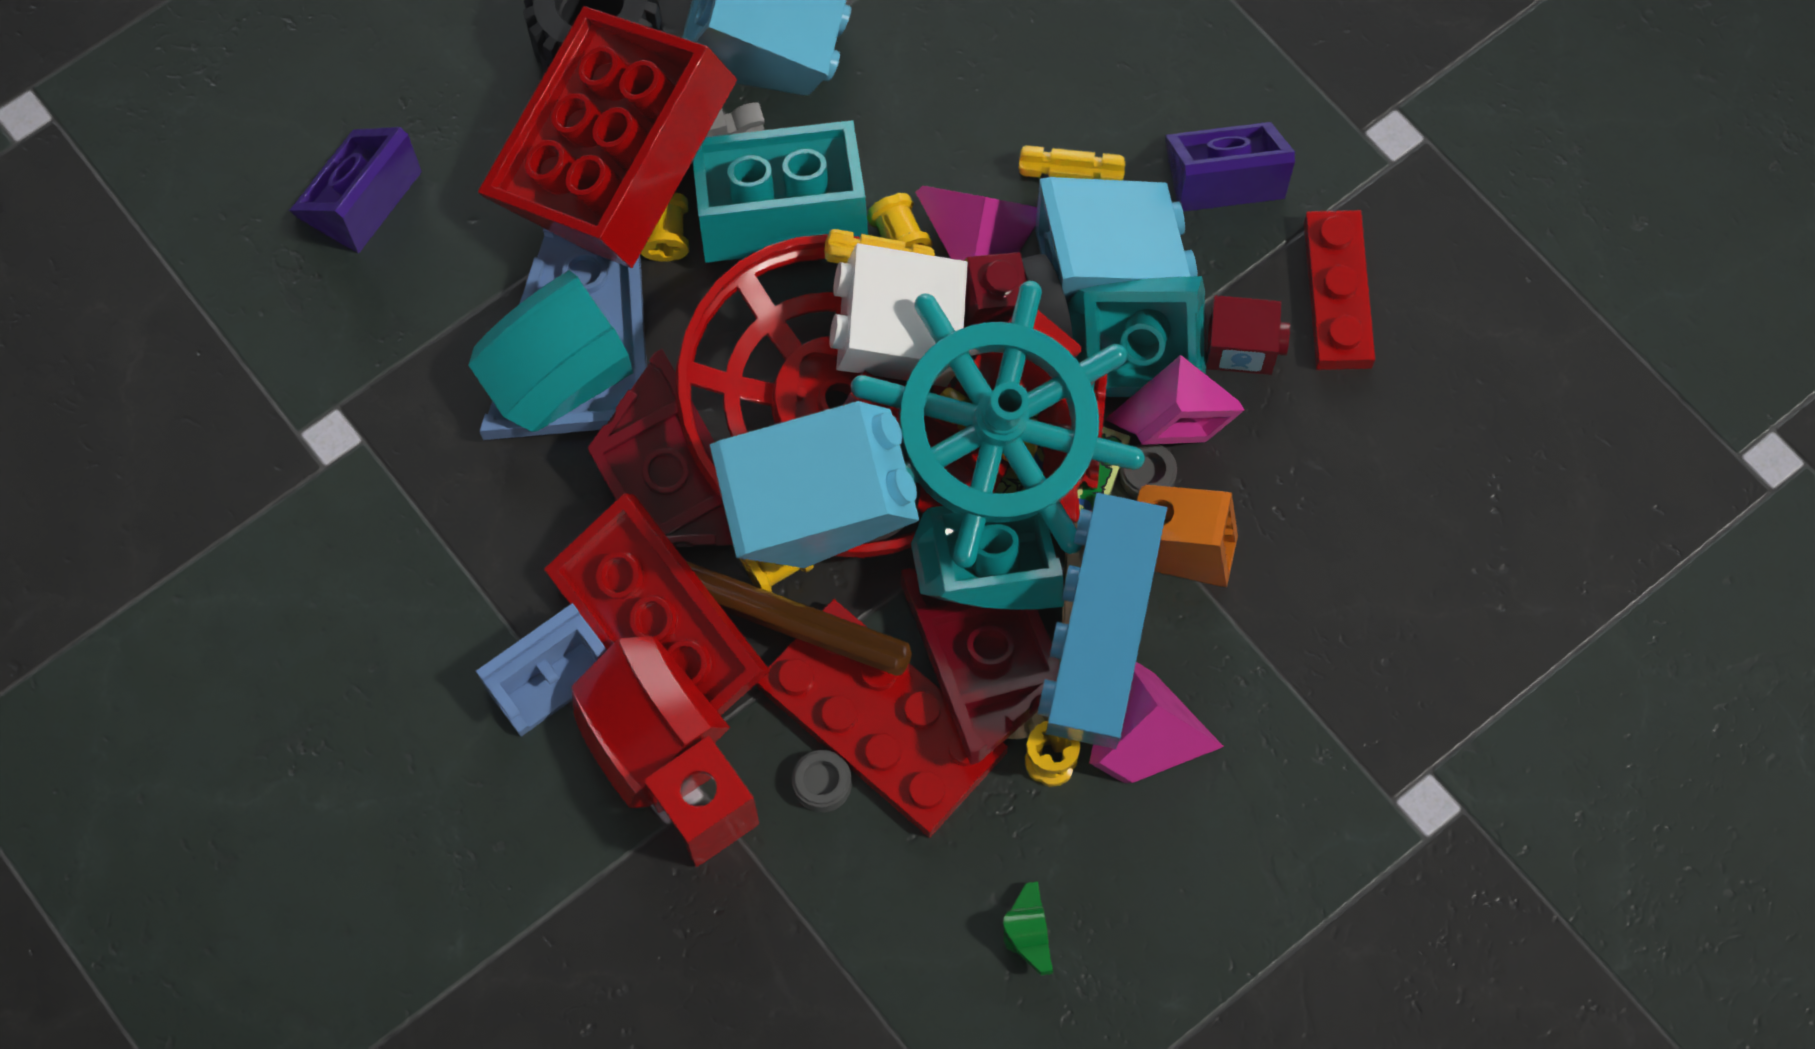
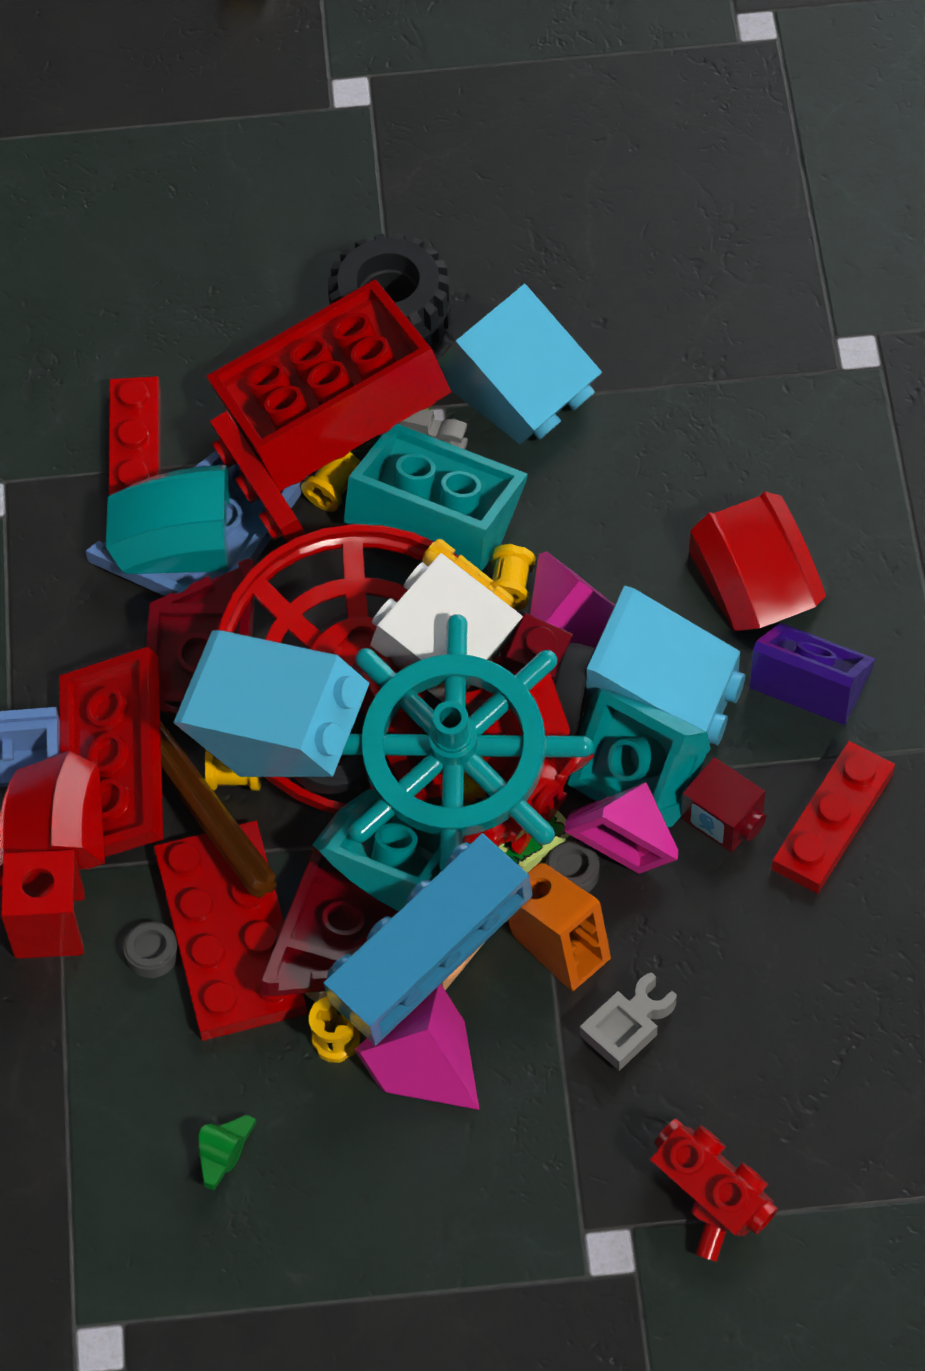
camera: 35 degrees right, 10 degrees down
(359, 185) = (133, 334): dark purple slope -> none
(436, 290) = (133, 431): none -> red plate
(606, 270) = (255, 480): none -> red plate
(1070, 164) = (684, 602): yellow axle -> none
(1111, 93) = (756, 562): none -> red slope
(1299, 591) = (625, 1026): none -> light grey plate
(1500, 693) = (723, 1194): none -> red brick

